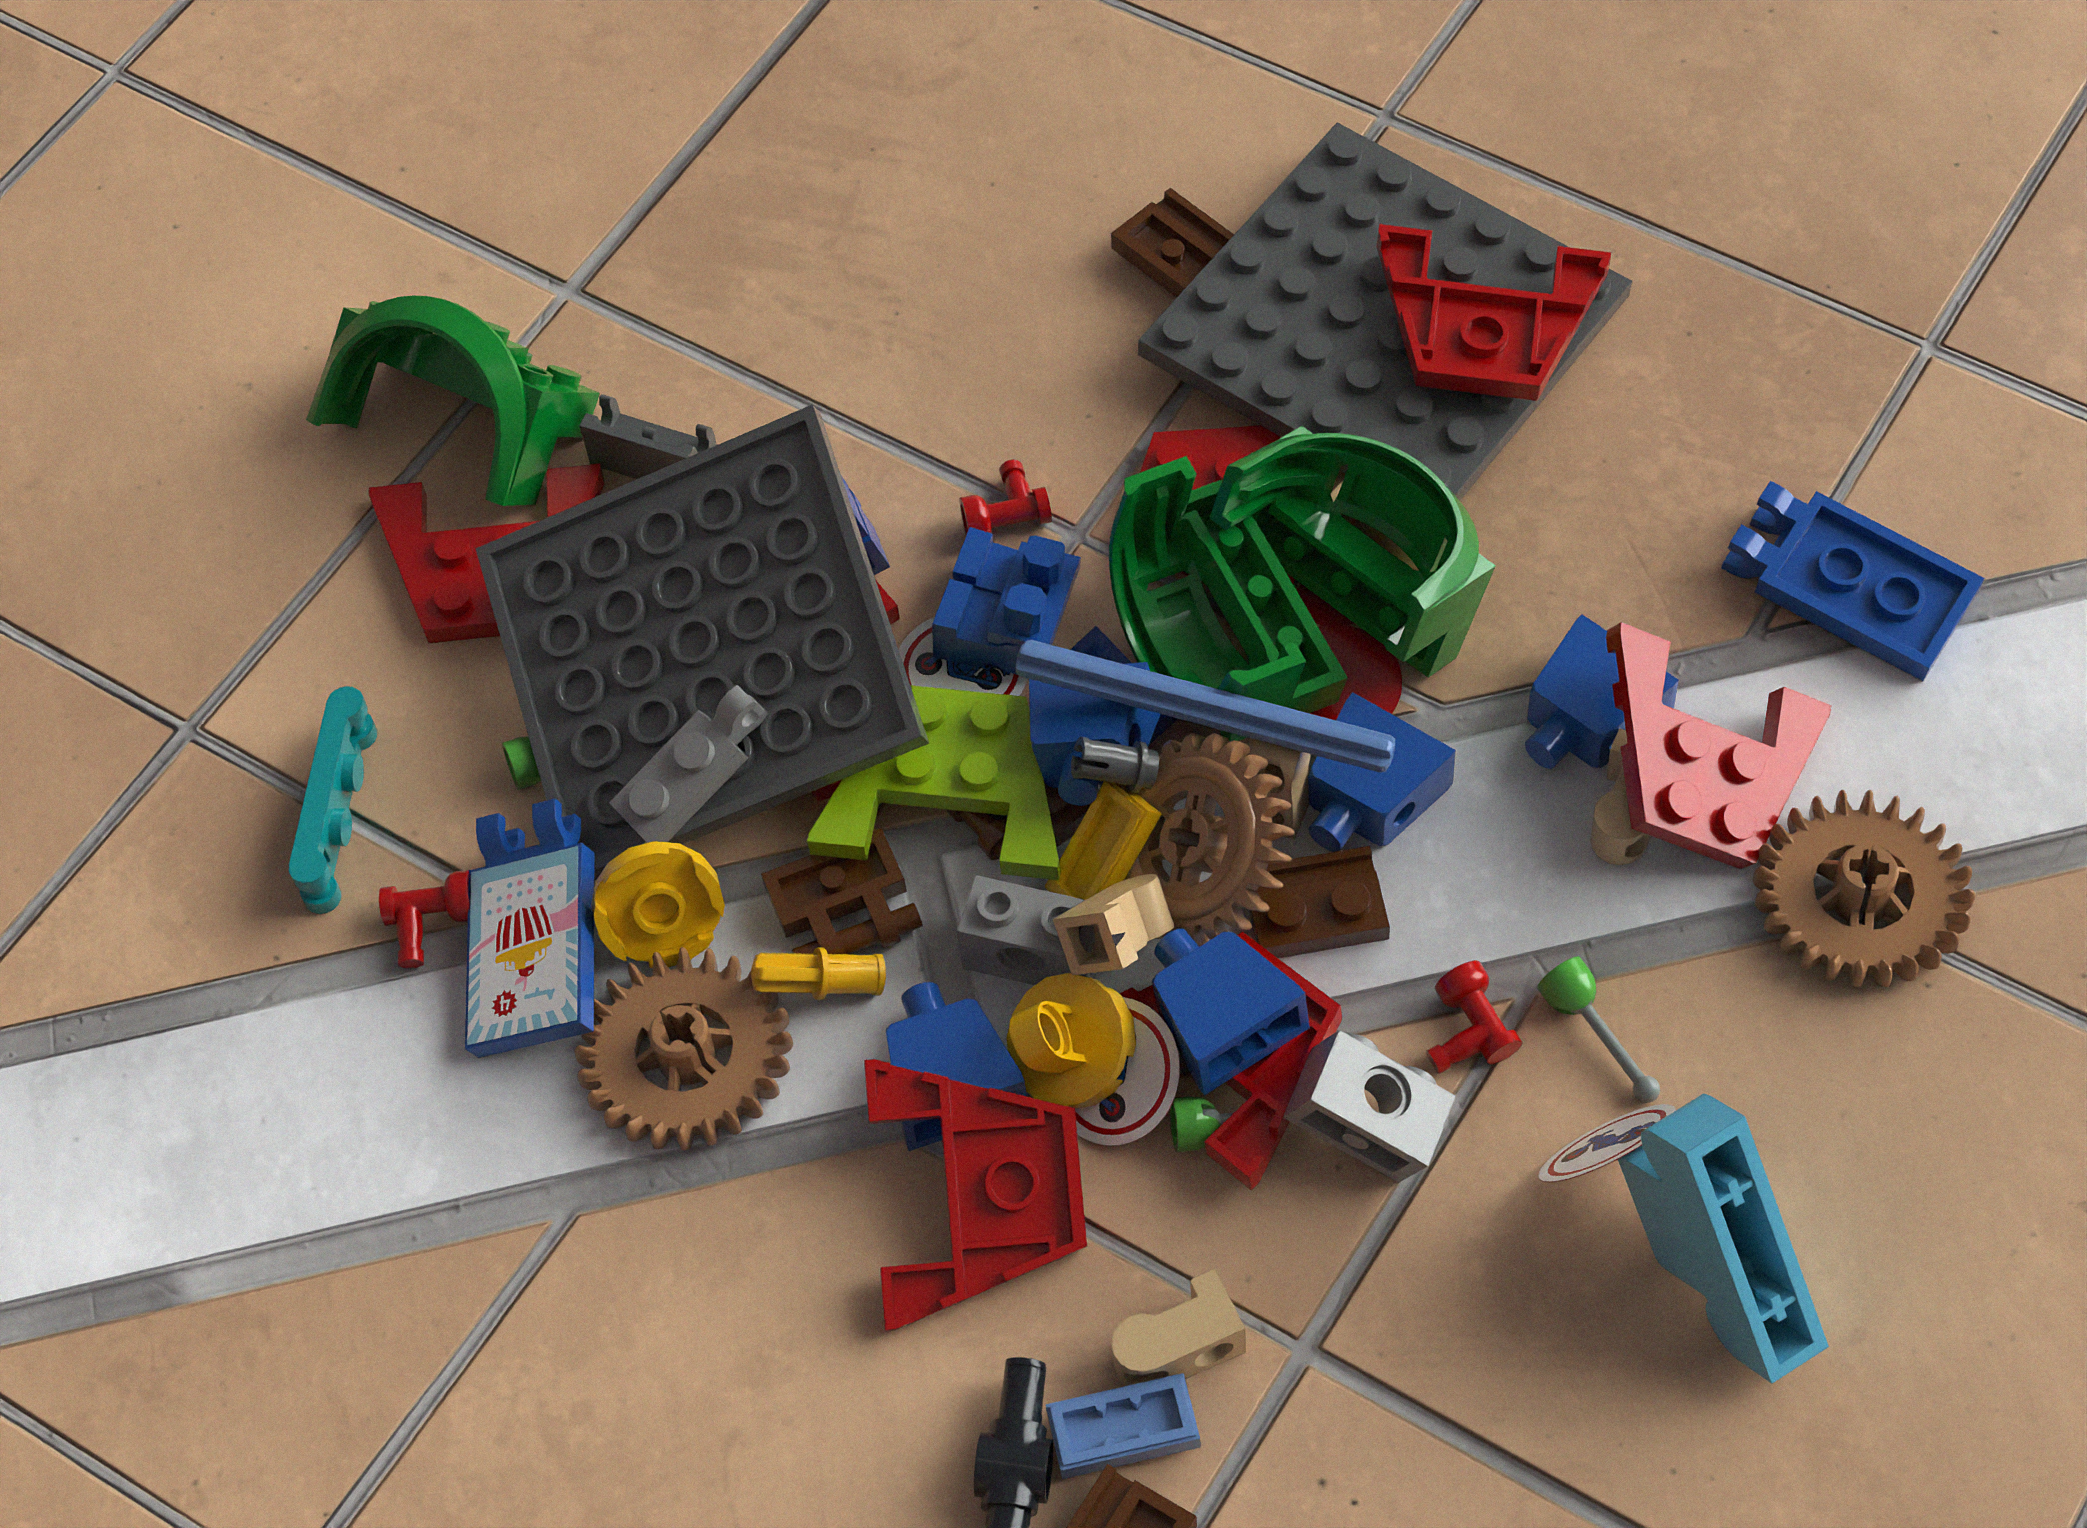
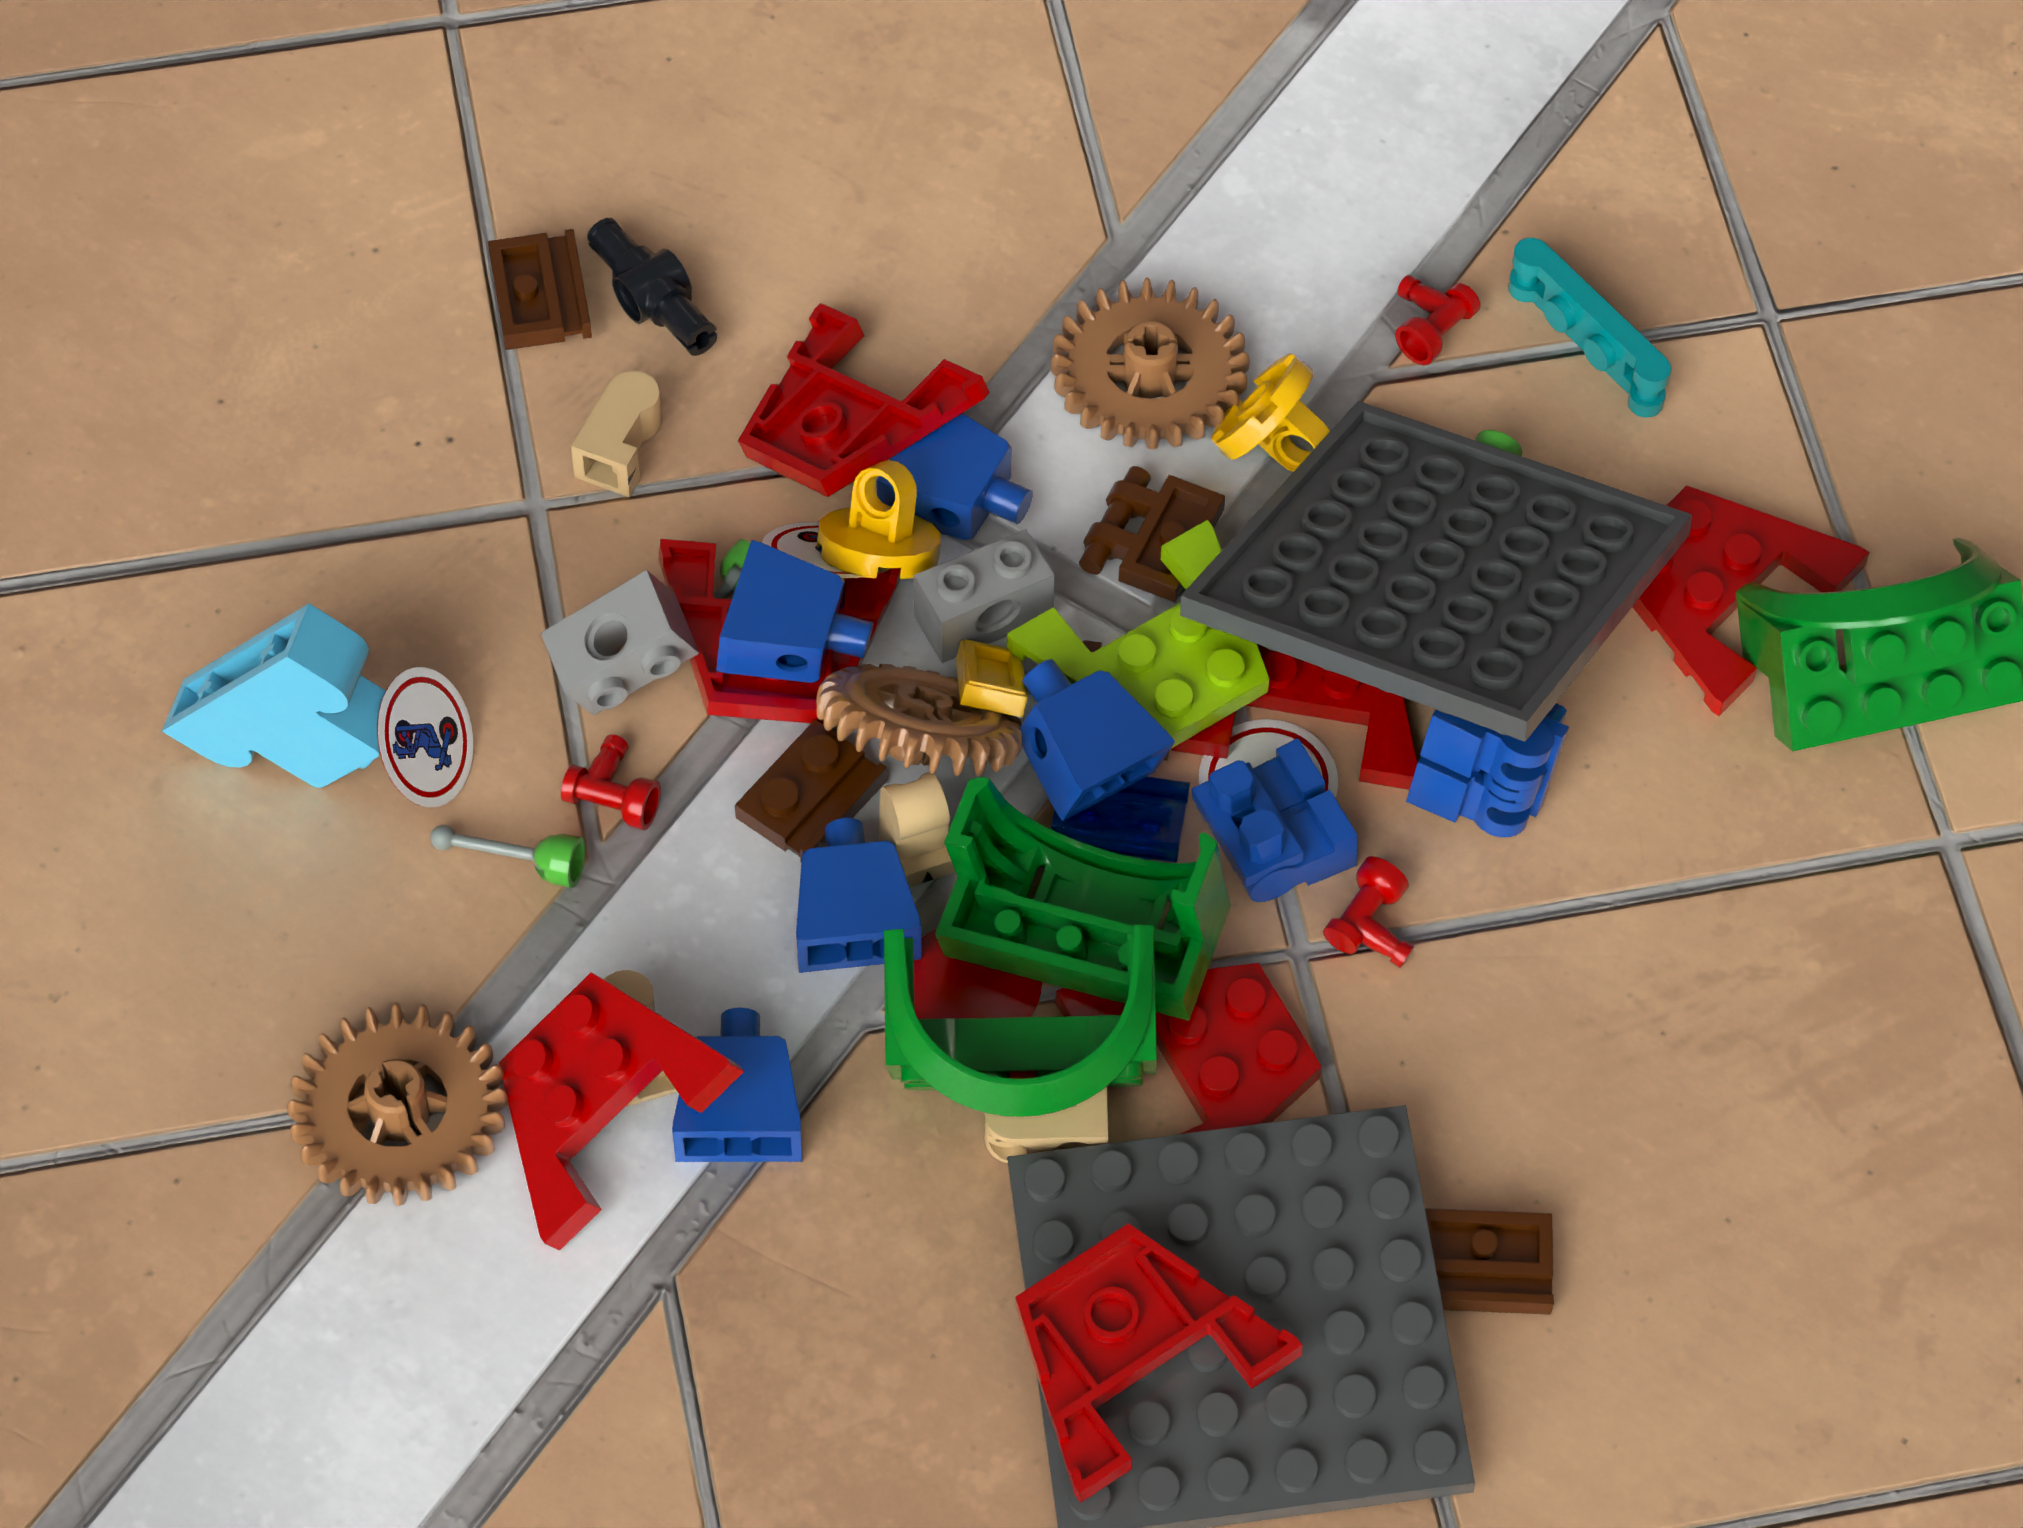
camera: 130 degrees right, 0 degrees up
(530, 934) = (1344, 340): tile -> none
(635, 445) = (1701, 744): dark grey hinge -> none
(689, 768) = (1336, 478): light grey plate -> none
(818, 973) = (1105, 462): yellow axle -> none
(1116, 763) = (1021, 689): dark grey pin -> none
(1123, 923) = (910, 602): tan leg -> none
(1123, 1425) = (615, 345): medium blue plate -> none
(1206, 706) = (997, 762): medium blue axle -> none
(1854, 578) = (617, 1381): blue tile -> none

